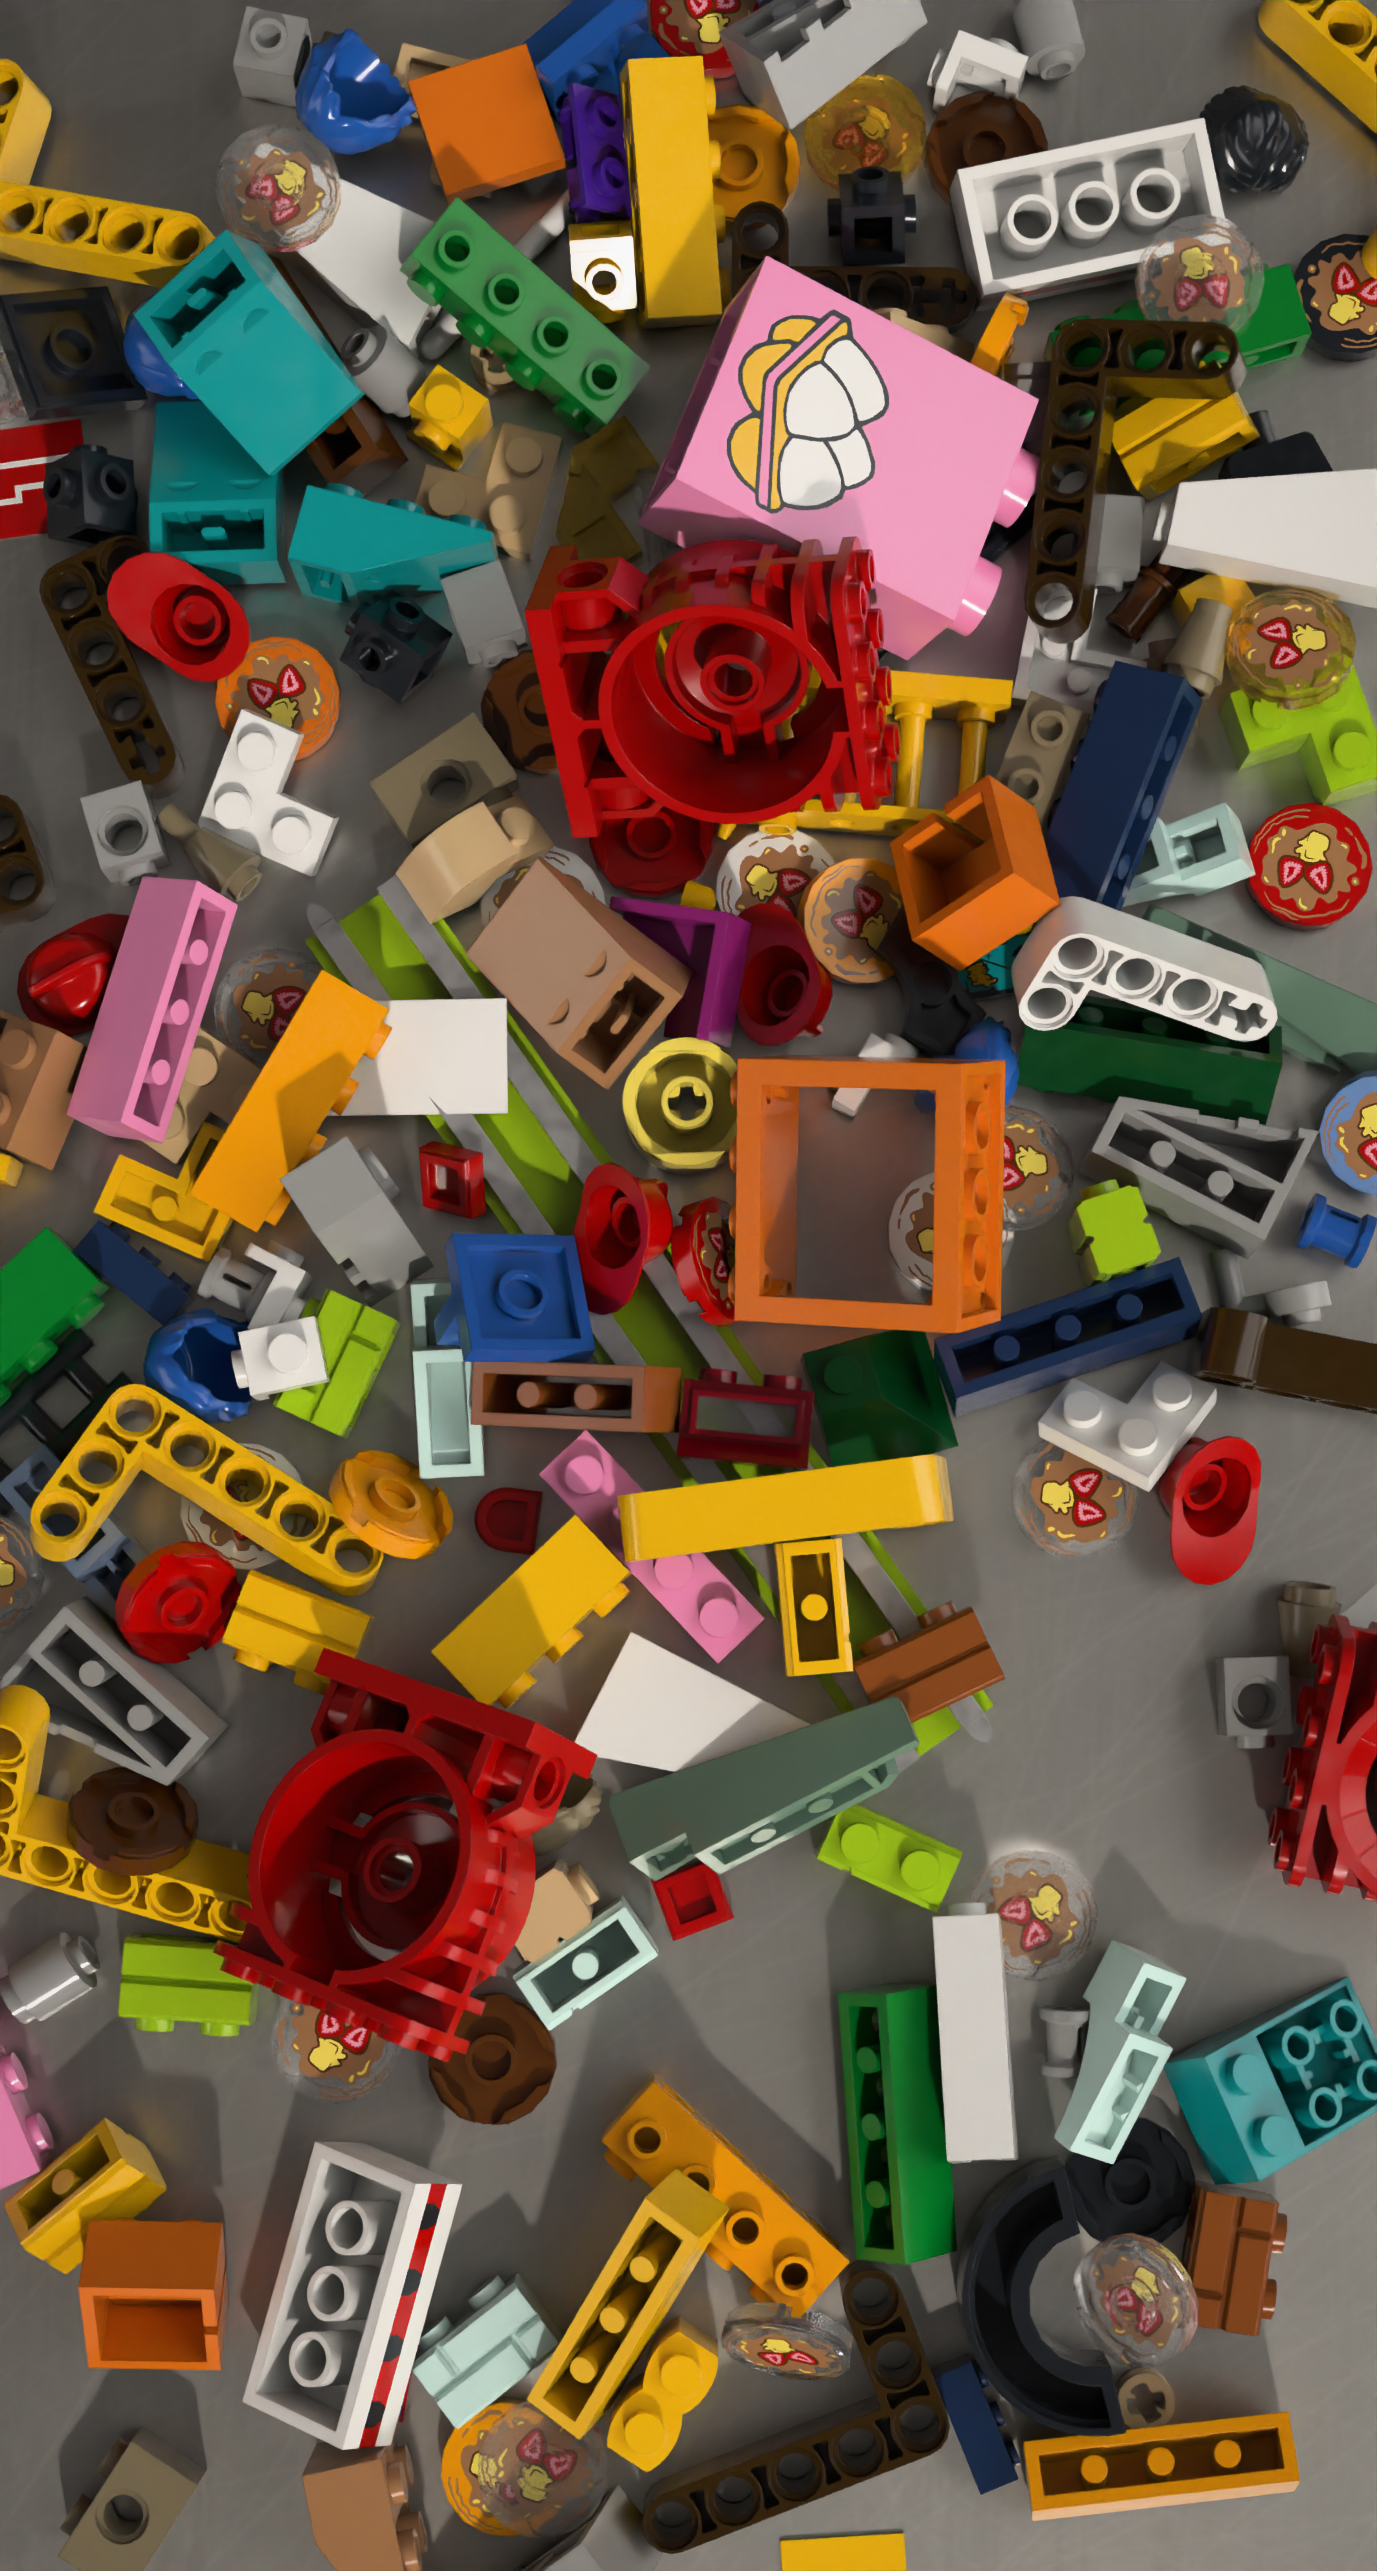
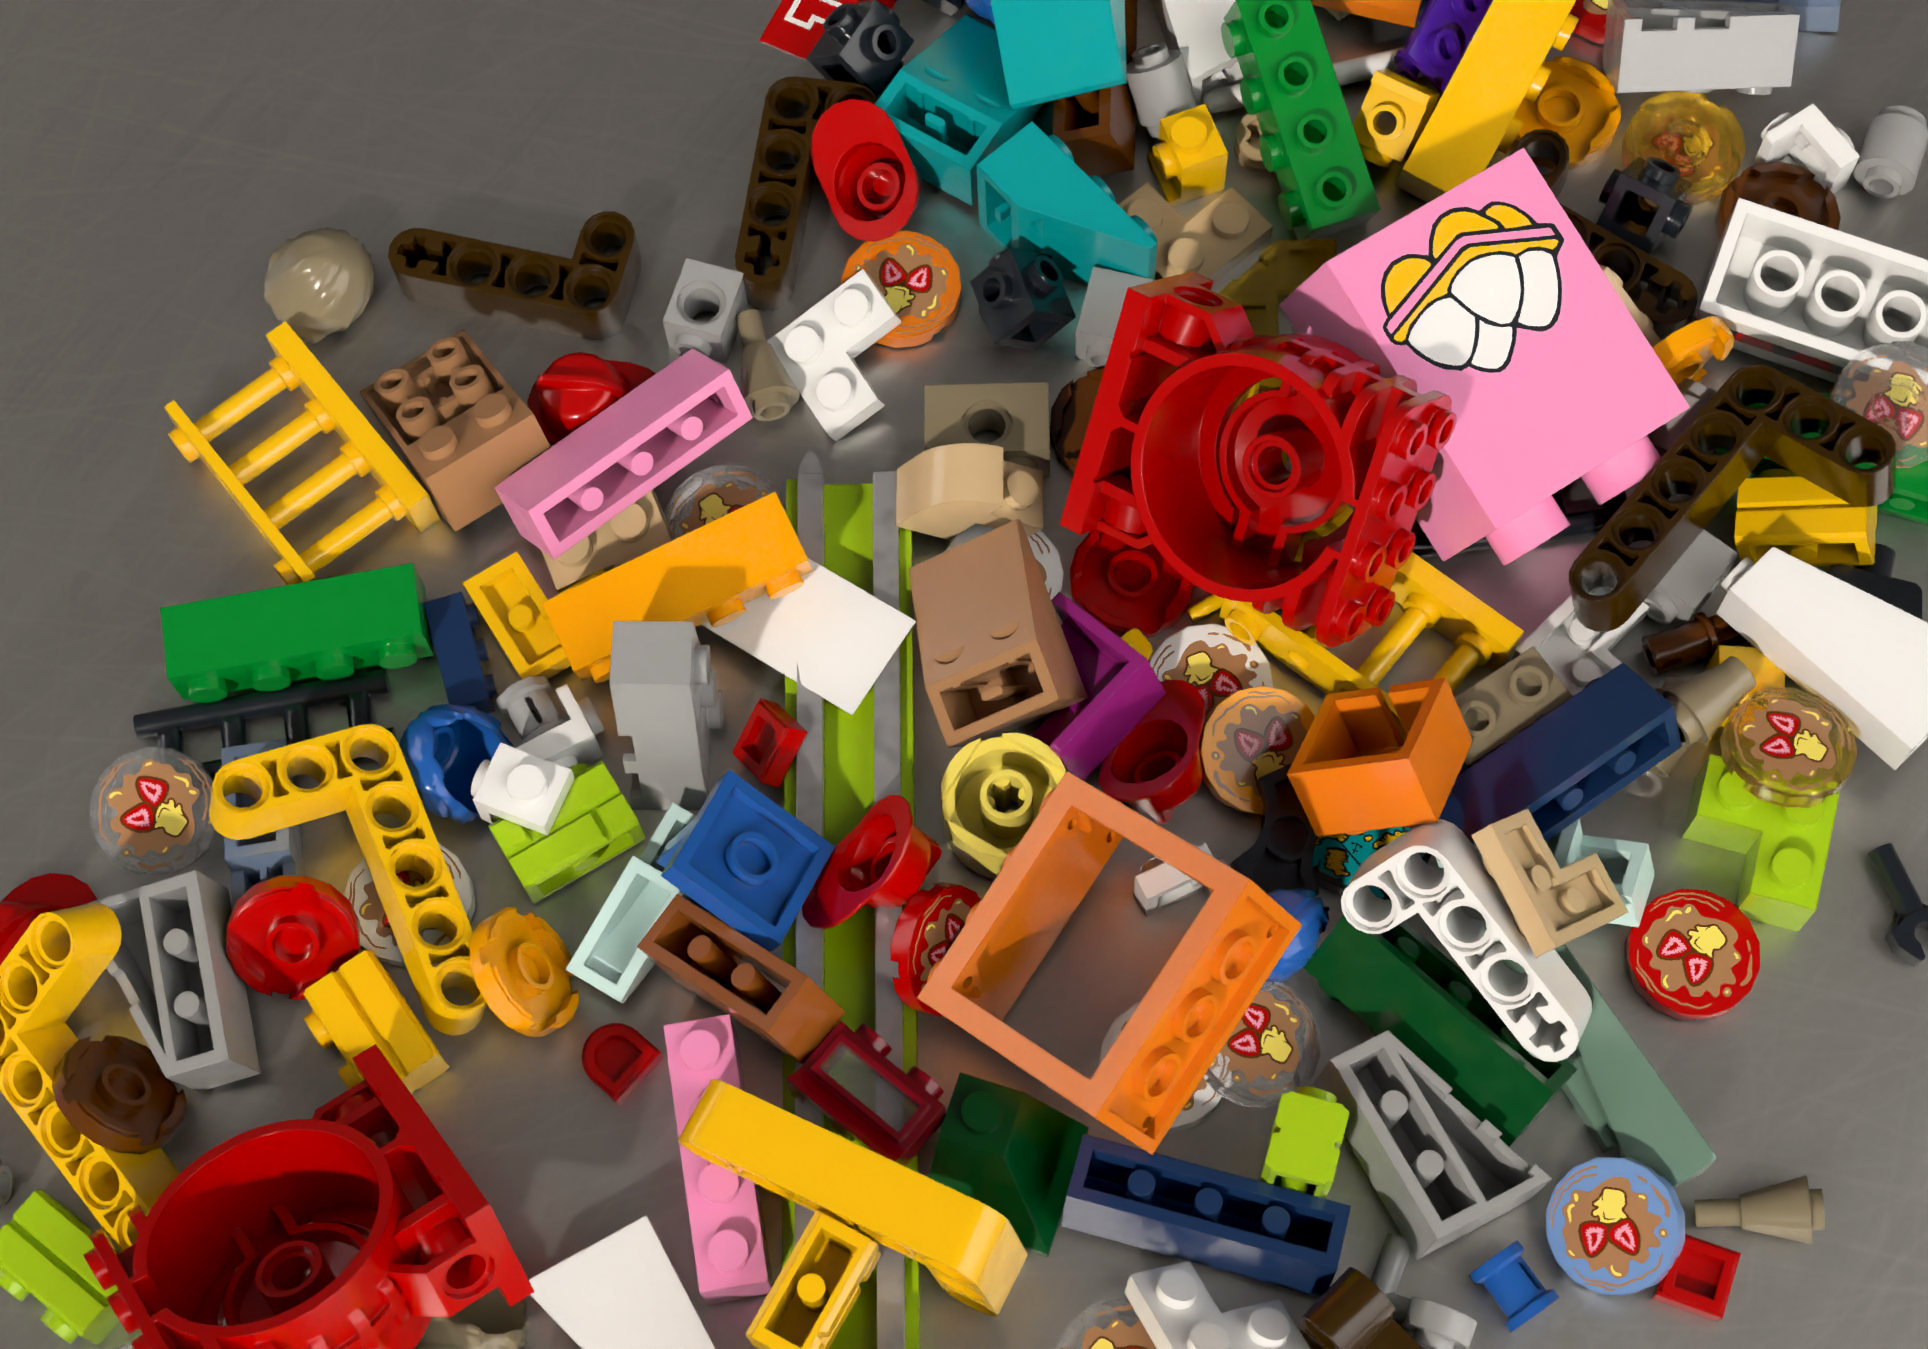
camera: 35 degrees right, 15 degrees down
(534, 1615) = (573, 1143): yellow brick -> none
(1182, 908) = (1546, 901): none -> tan plate

